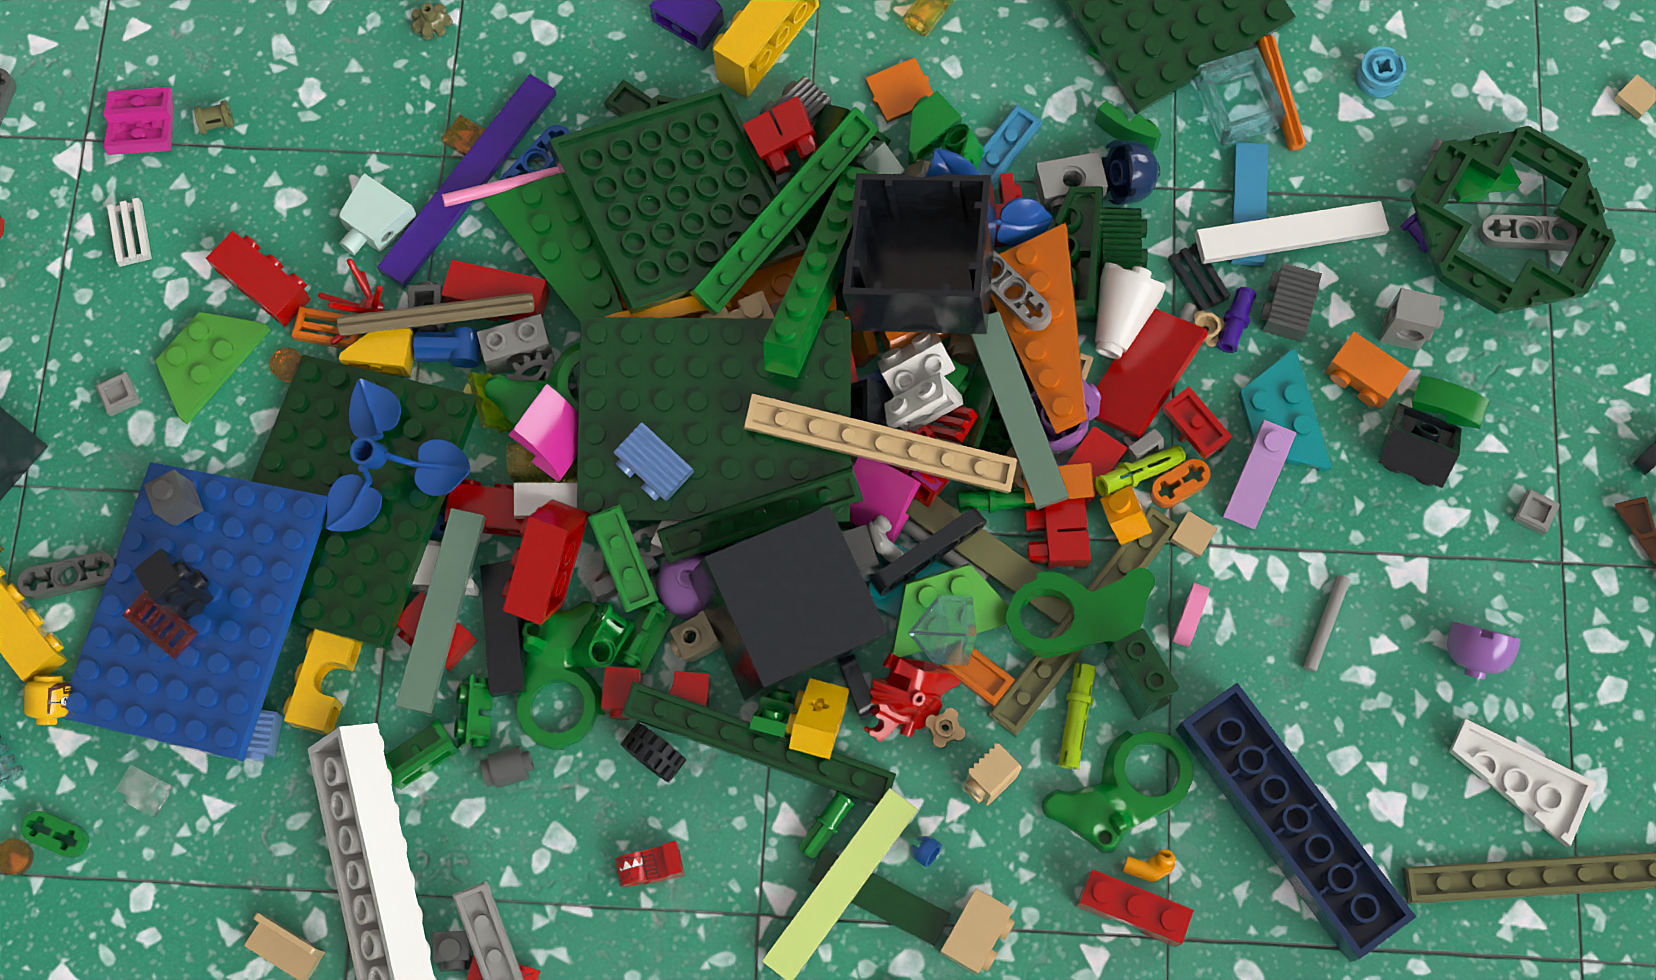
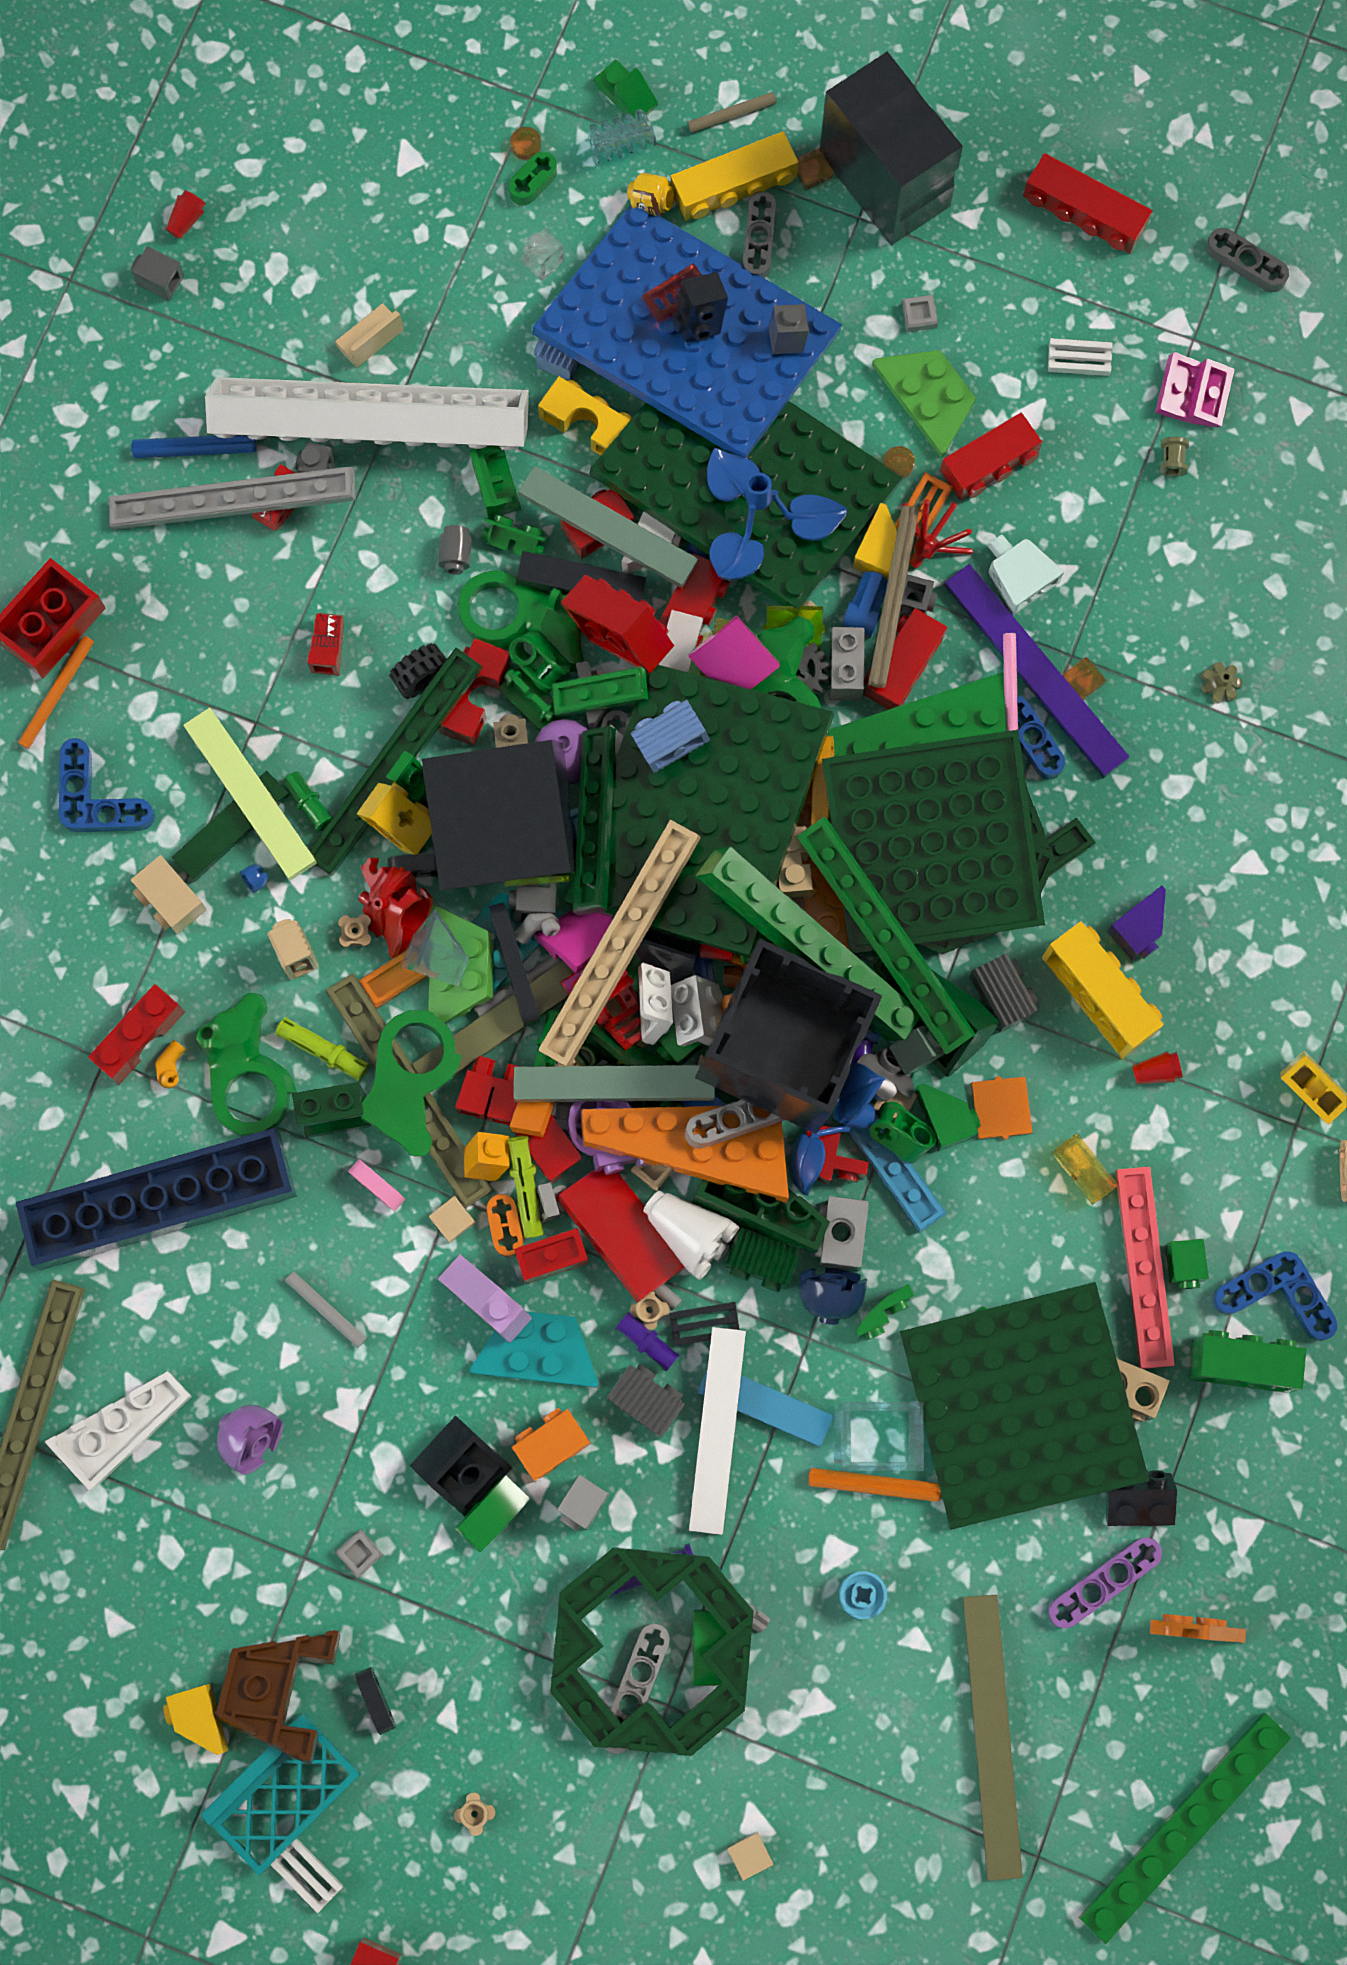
camera: 105 degrees right, 5 degrees up
(796, 131) = (976, 963): red hips -> none

